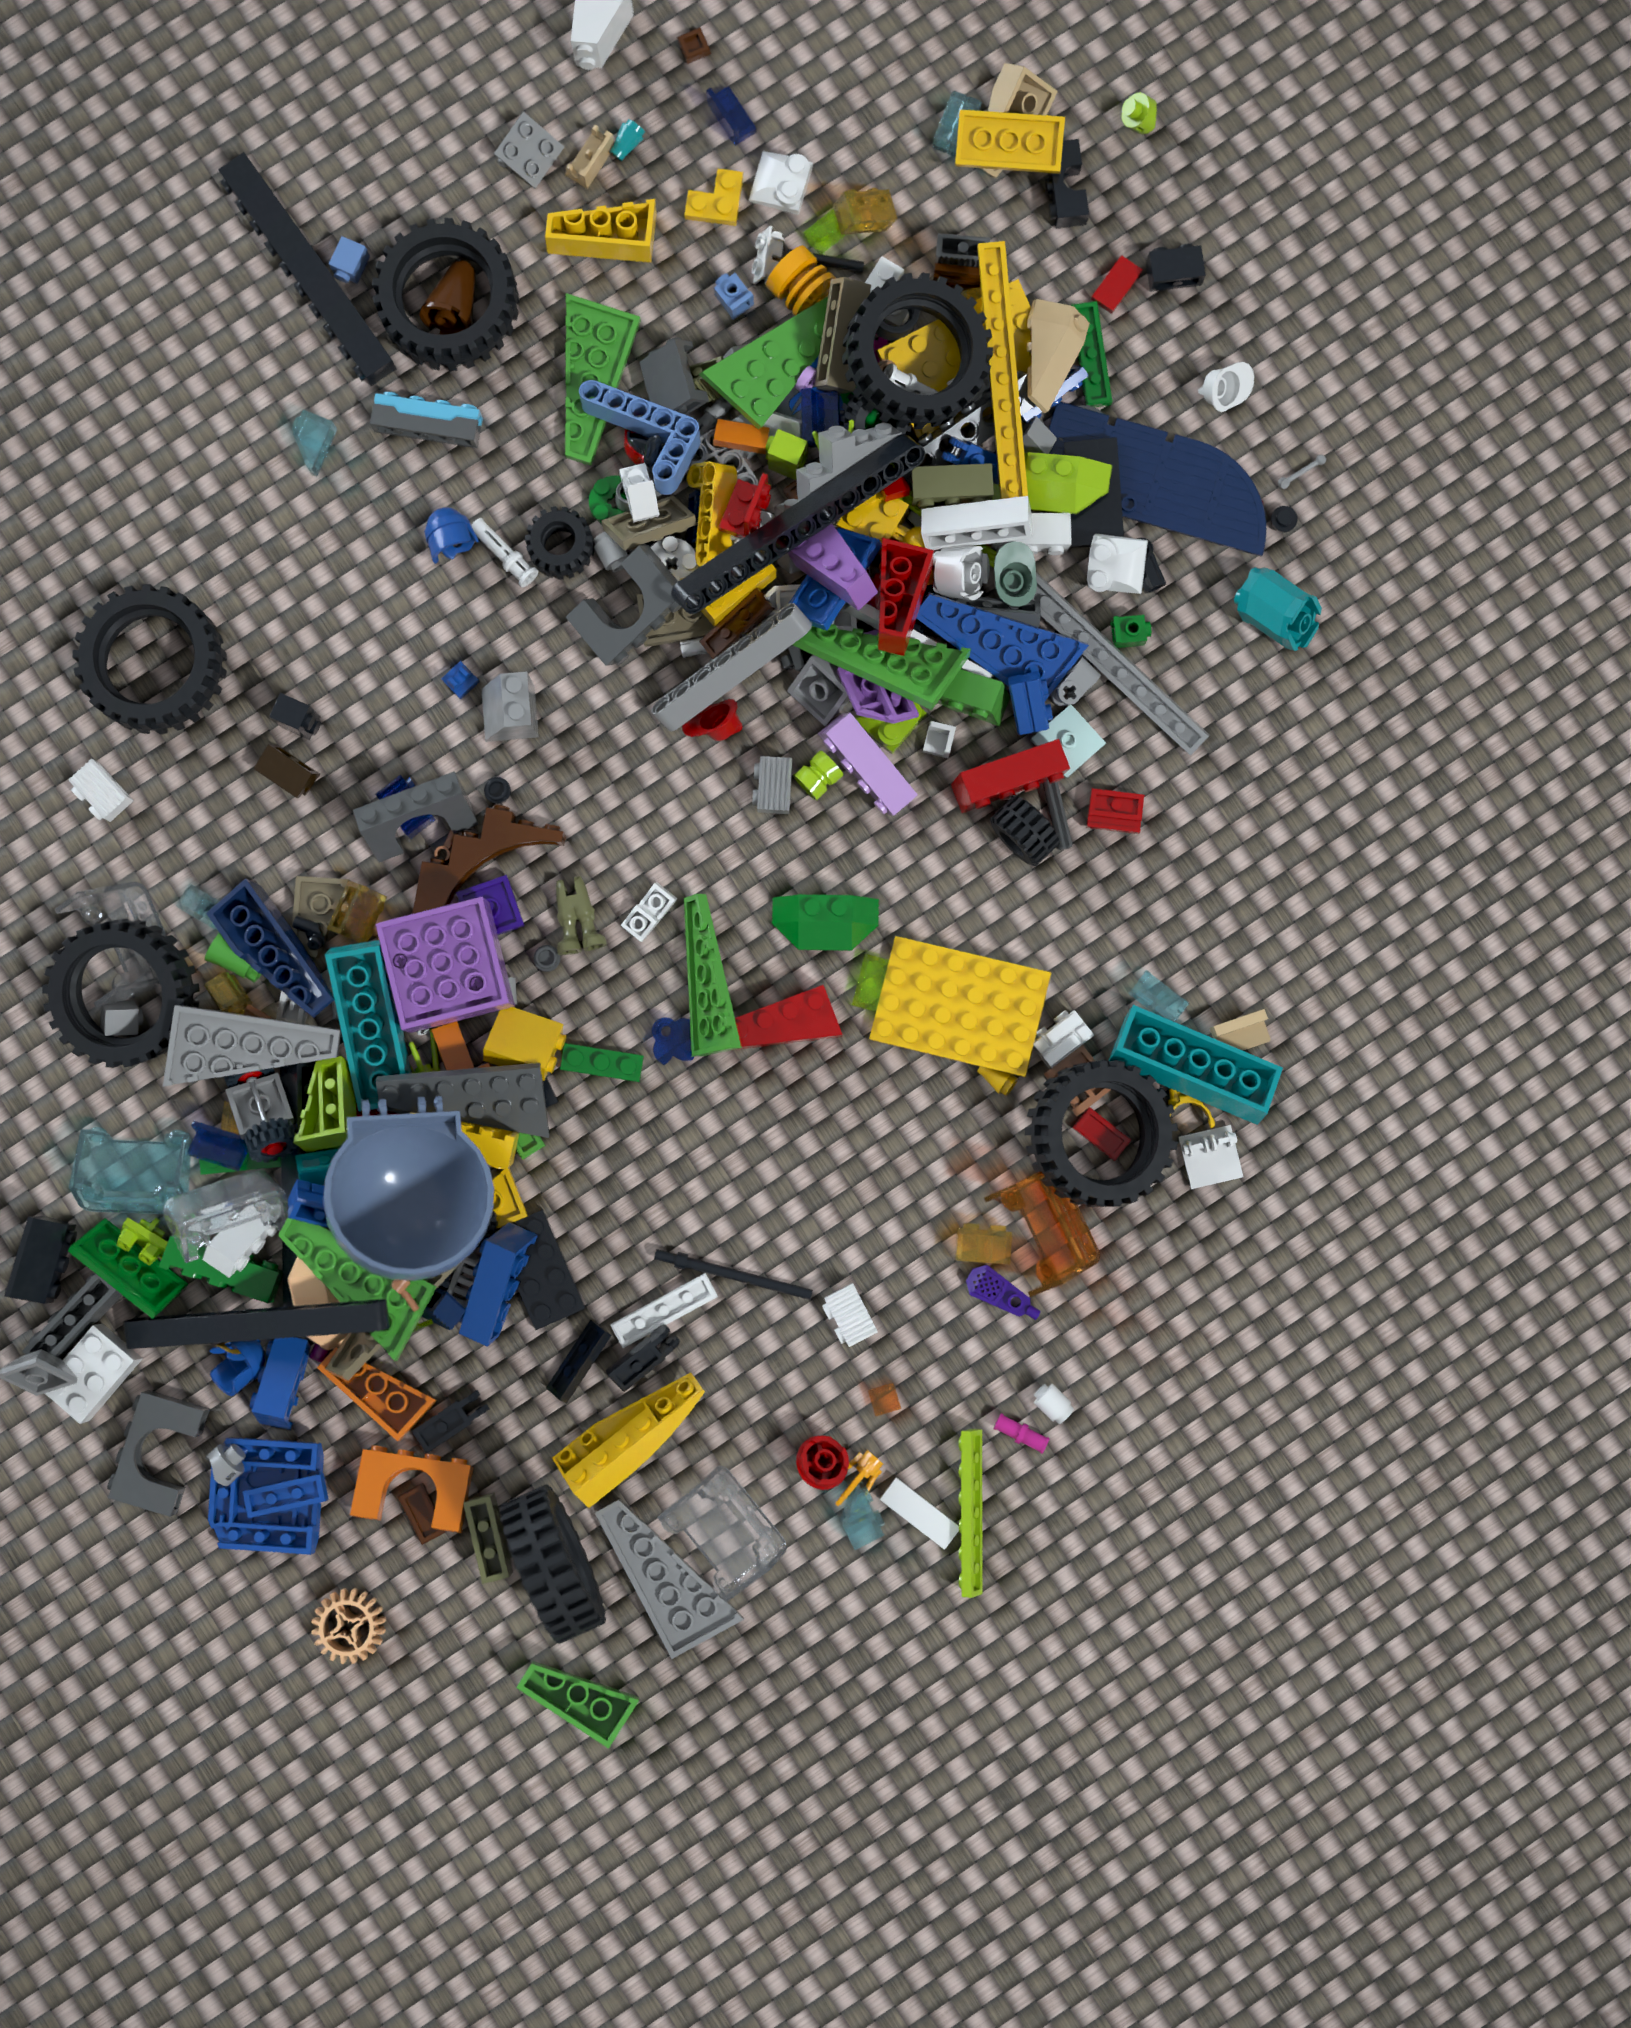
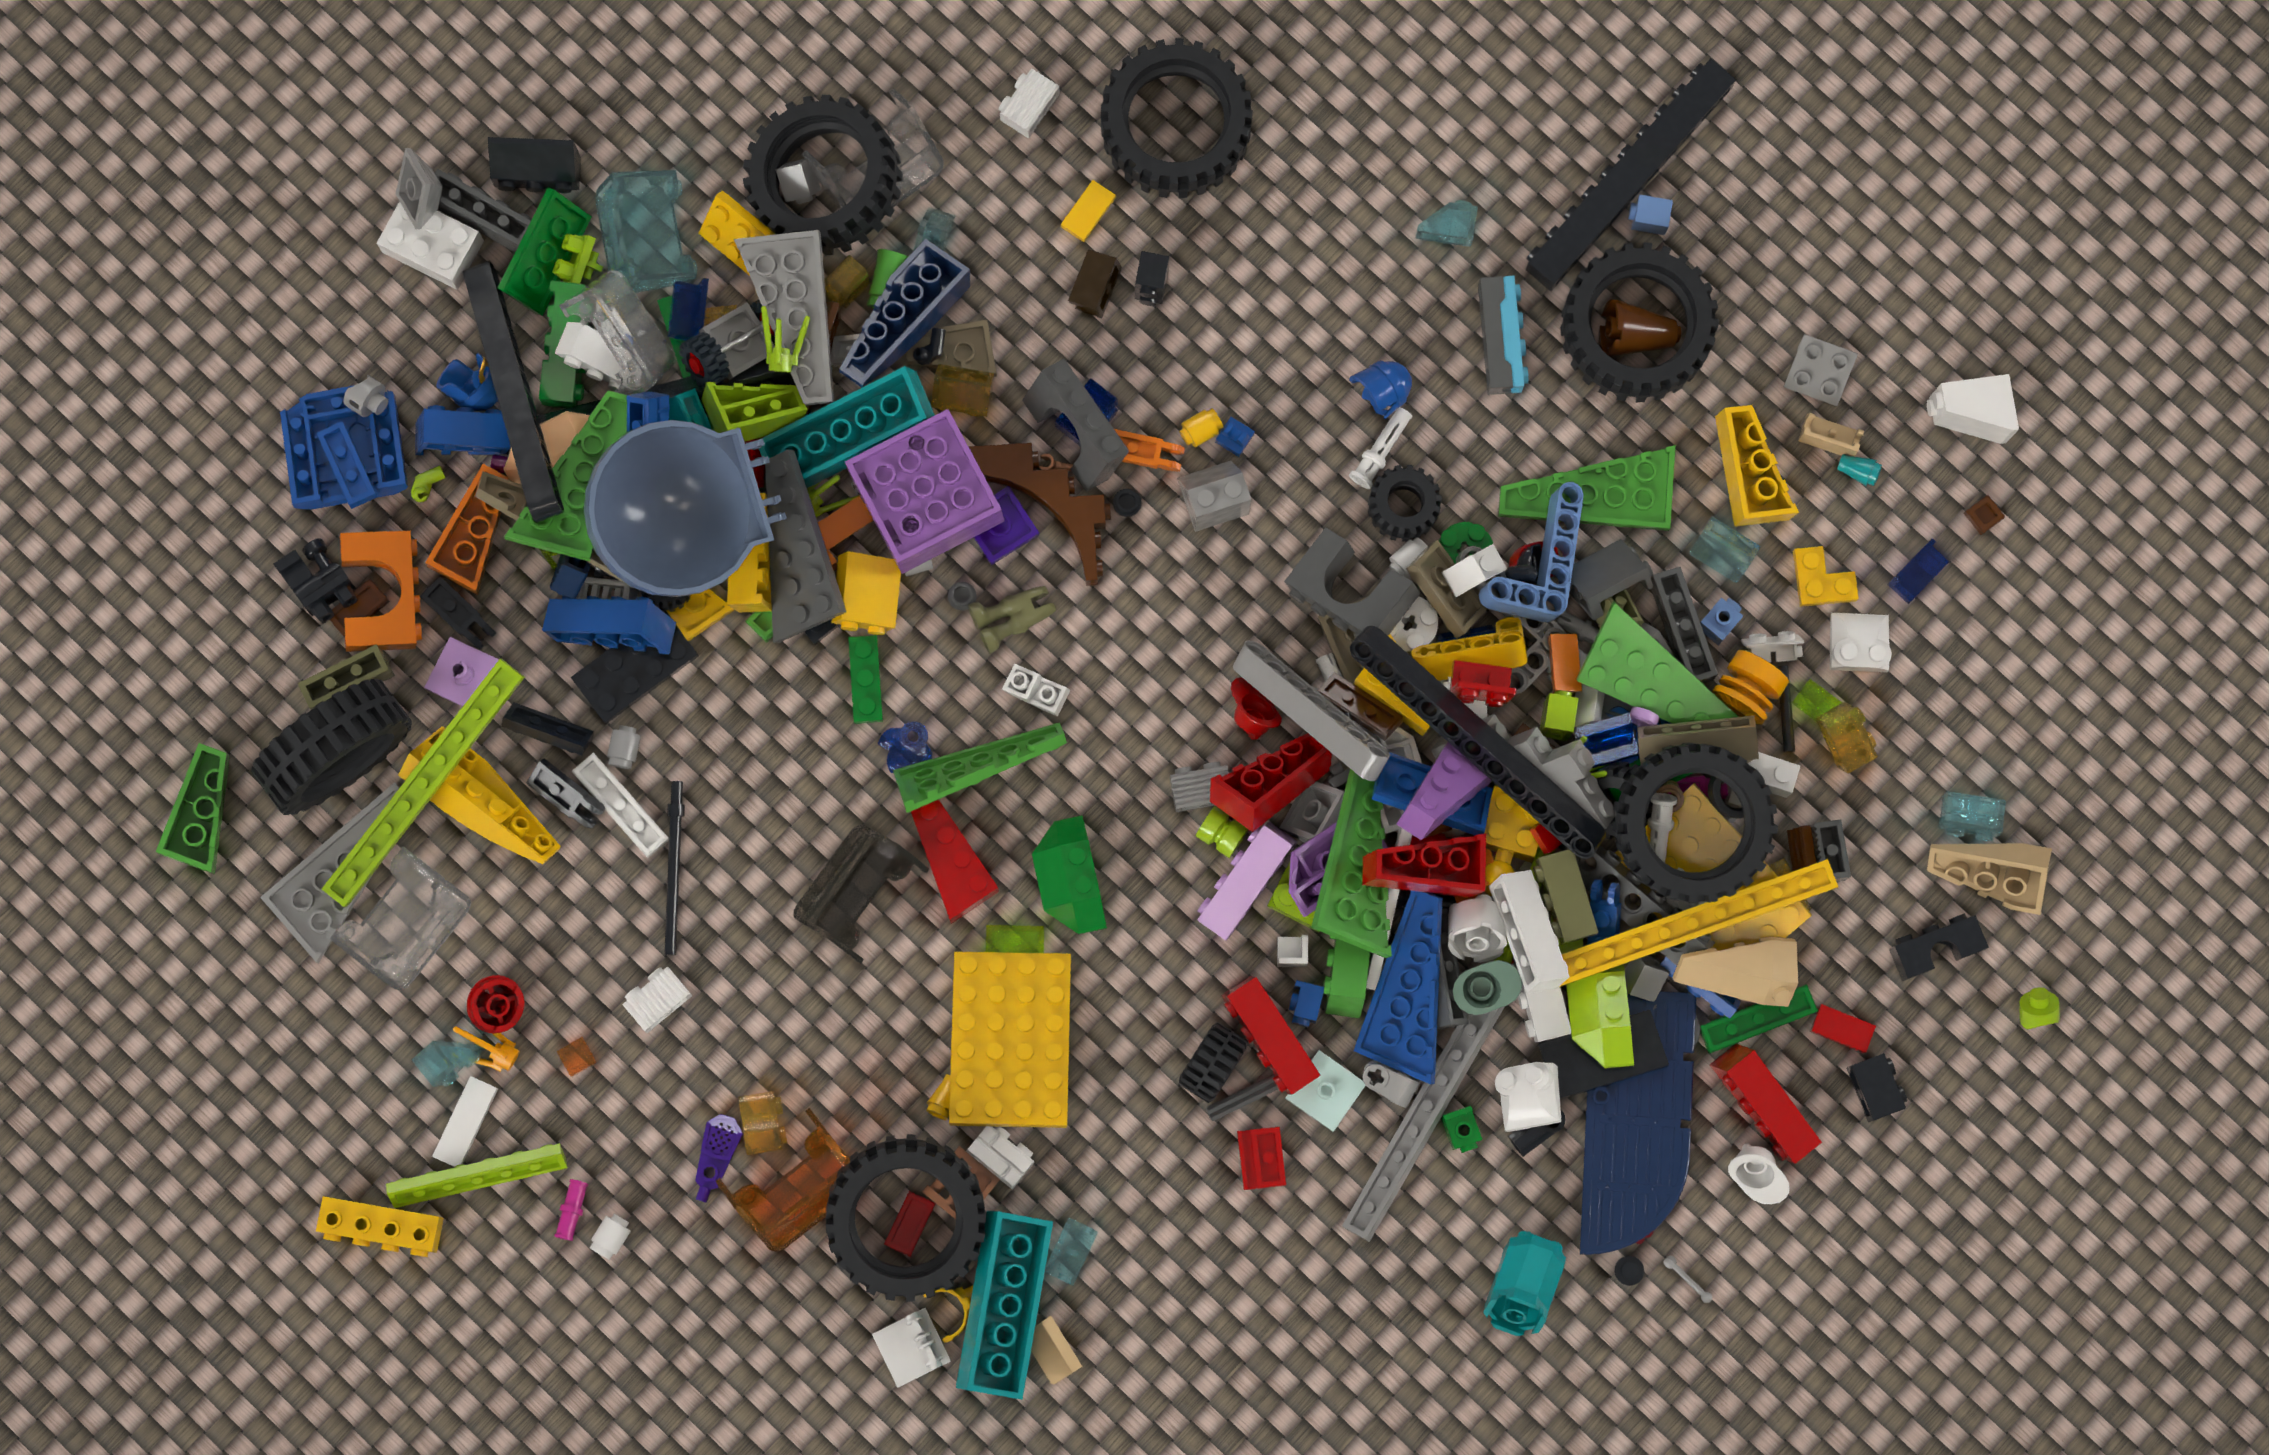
camera: 75 degrees right, 5 degrees down
(132, 1481) = (330, 309): dark grey arch -> none
(145, 1091) = (727, 222): none -> yellow plate
(216, 762) = (1088, 211): none -> yellow tile
(287, 1069) = (780, 358): none -> lime plant
(319, 1427) = (424, 481): none -> lime arm
(343, 1614) = (218, 567): light nougat gear -> none
(396, 1545) = (317, 589): none -> black hips
(400, 1287) = (579, 524): nougat hand -> none
(445, 707) = (1201, 427): none -> yellow brick
(454, 758) = (1147, 450): none -> orange hinge
(509, 1428) = (459, 671): none -> lavender tile
(604, 1485) = (423, 783): none -> lime plate
(612, 1295) = (623, 747): none -> light grey brick
(670, 275) = (1724, 550): none -> clear light blue panel
(729, 326) = (1683, 624): none -> dark grey brick
(786, 1119) = (850, 884): none -> clear smoke windscreen
(788, 722) = (1269, 784): none -> red wedge
(988, 739) = (1306, 1003): none -> blue brick
(995, 1610) = (379, 1224): none -> yellow brick
(1010, 141) = (1962, 872): yellow plate -> none
(1028, 702) = (1353, 1036): blue brick -> none
(1166, 364) = (1766, 1103): none -> red wedge

